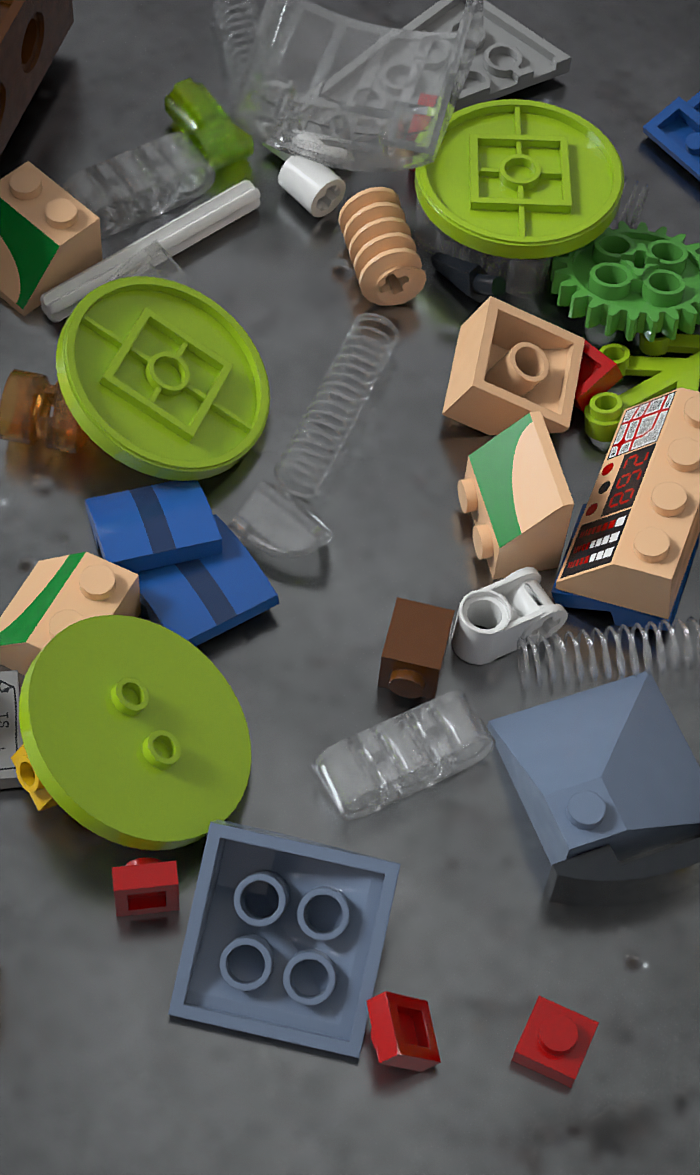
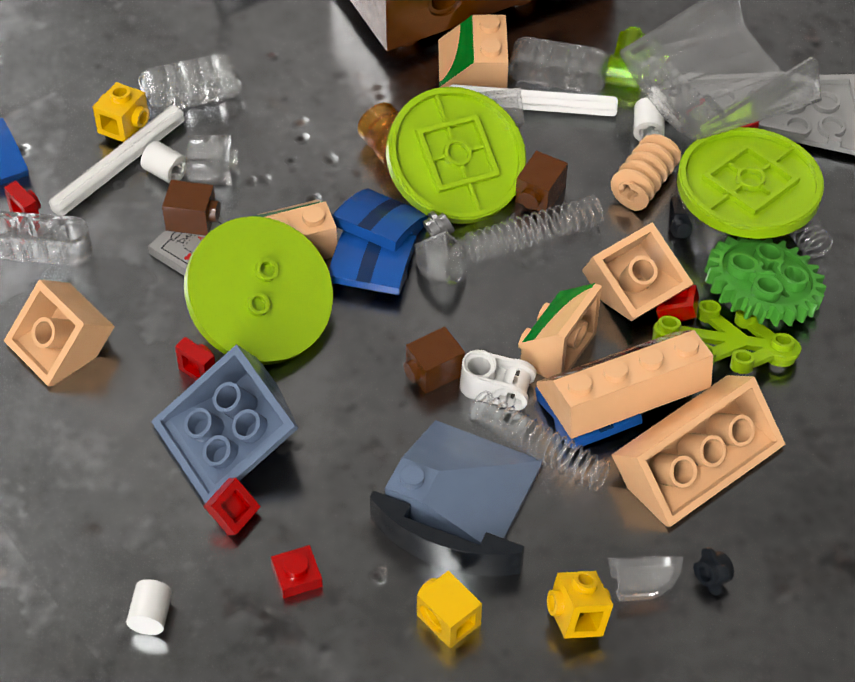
camera: 50 degrees right, 5 degrees down
(231, 483) = (437, 224): none -> flat silver plate
(285, 340) = (541, 182): none -> reddish brown brick
(403, 755) = (374, 400): clear beam -> none

